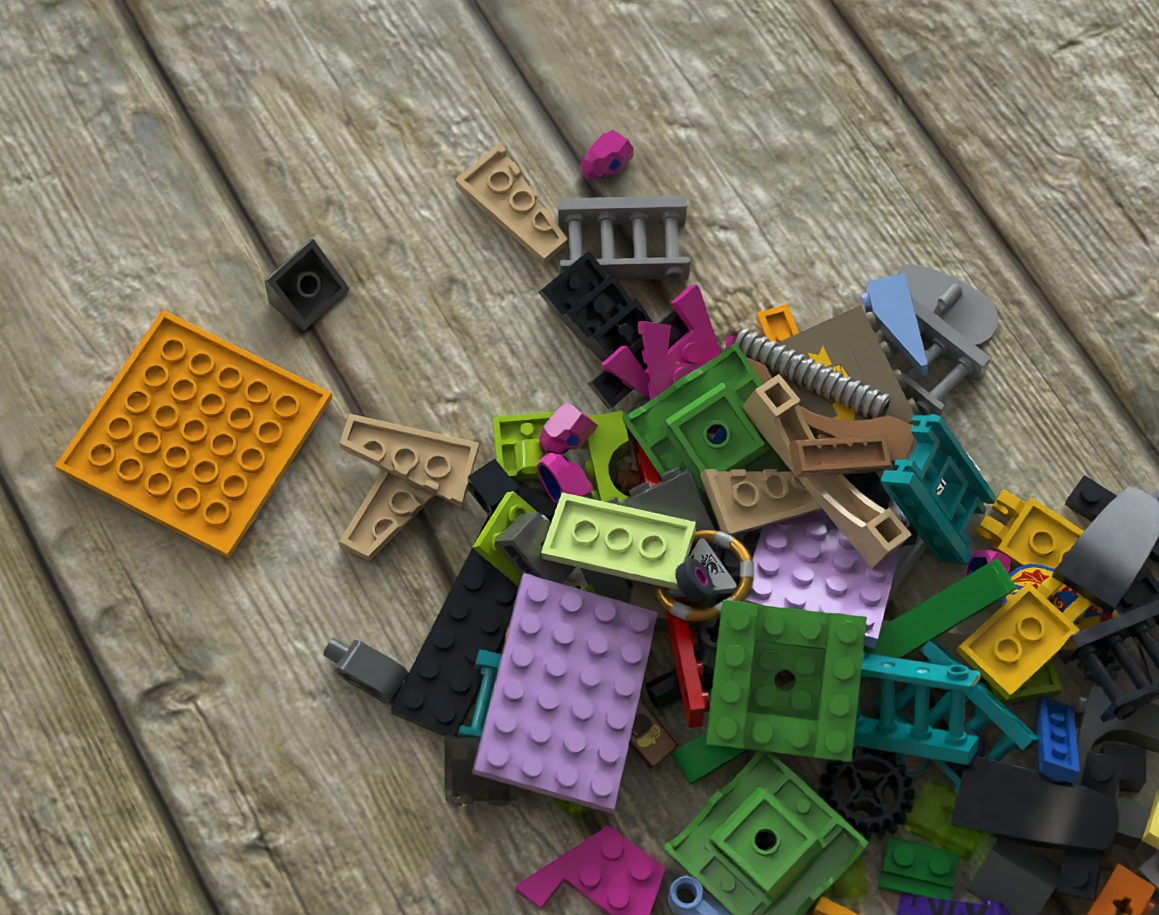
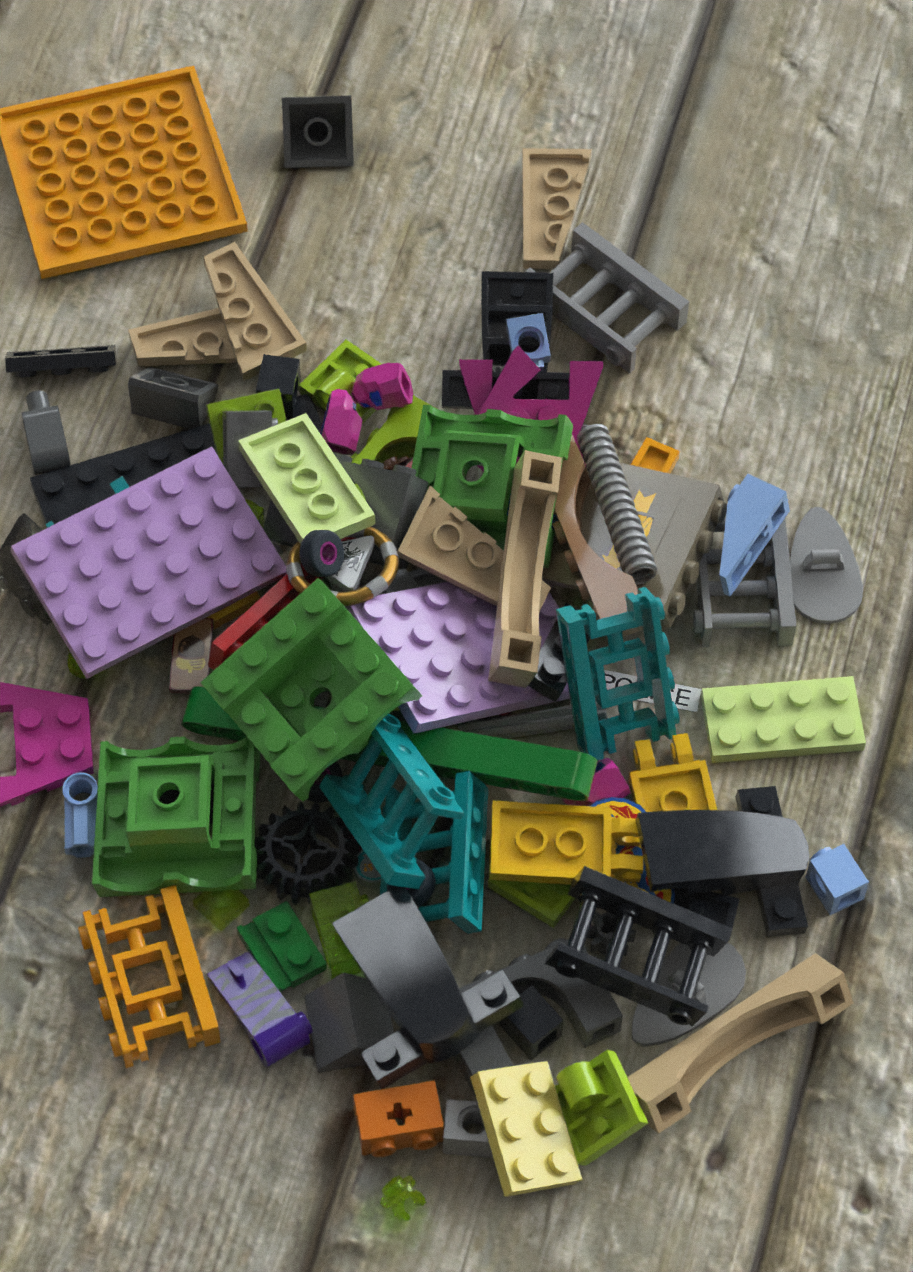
camera: 45 degrees right, 5 degrees down
(314, 604) = (61, 360): none -> black plate
(420, 561) = (170, 397): none -> dark grey slope
(606, 156) = (664, 225): dark pink rock -> none
(618, 308) = (531, 326): none -> light blue brick
(840, 455) = (548, 565): medium nougat plate -> none
(1036, 427) = (782, 719): none -> yellowish green plate
(1057, 740) = (487, 939): blue plate -> none

